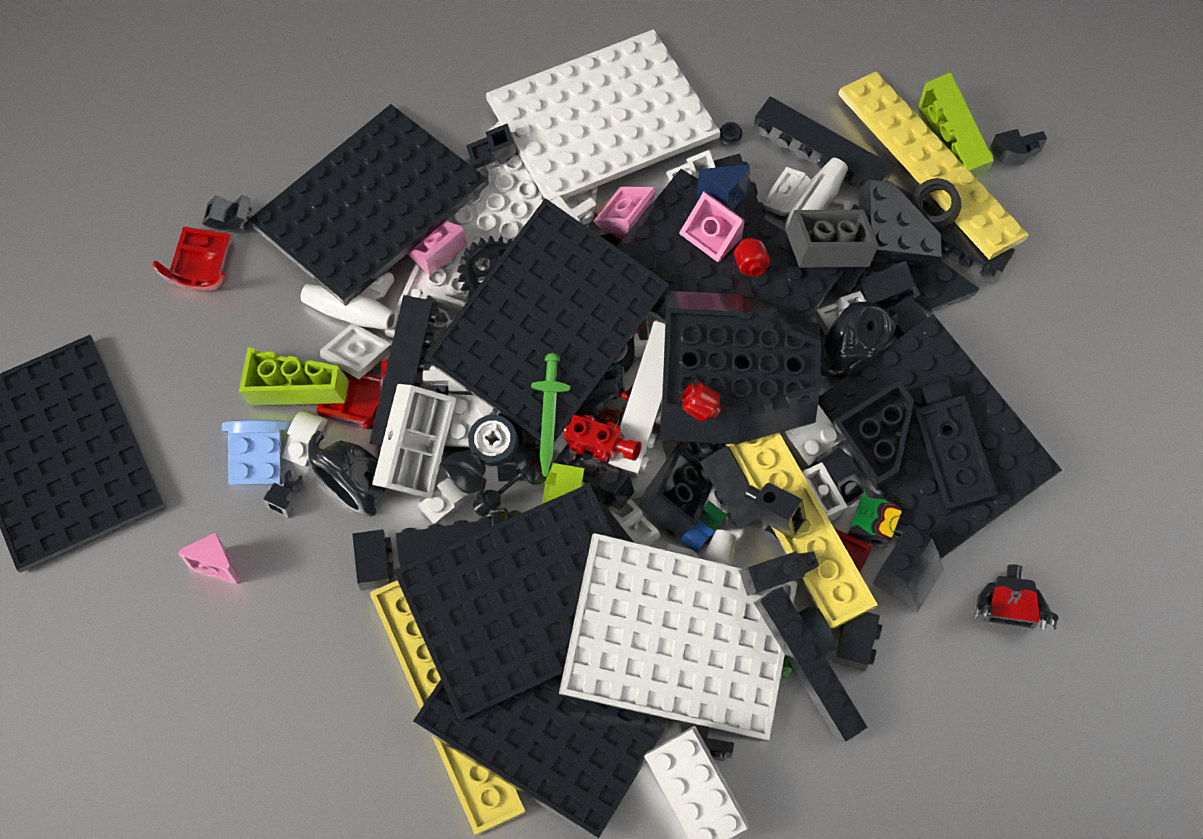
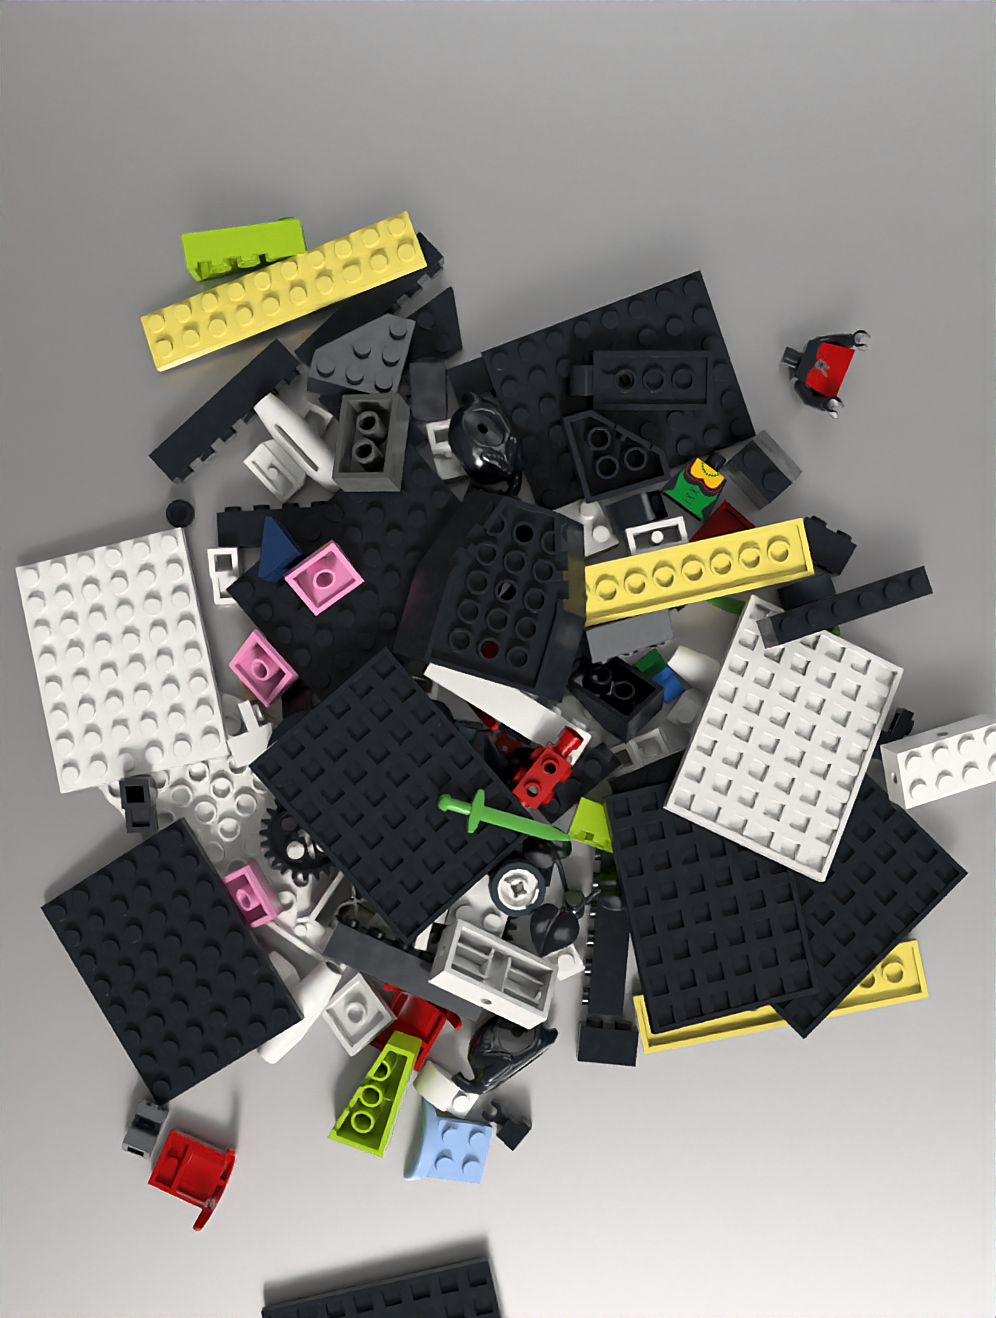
camera: 75 degrees left, 20 degrees up
(210, 557) = (571, 1216): bright pink slope -> none
(701, 401) = (548, 651): red head -> none
(751, 257) = (372, 541): red head -> none
(777, 508) = (685, 588): black torso -> none
(777, 571) = (745, 615): black hinge -> none
(933, 185) = (342, 282): black tyre -> none
(1013, 148) = (284, 188): black brick -> none

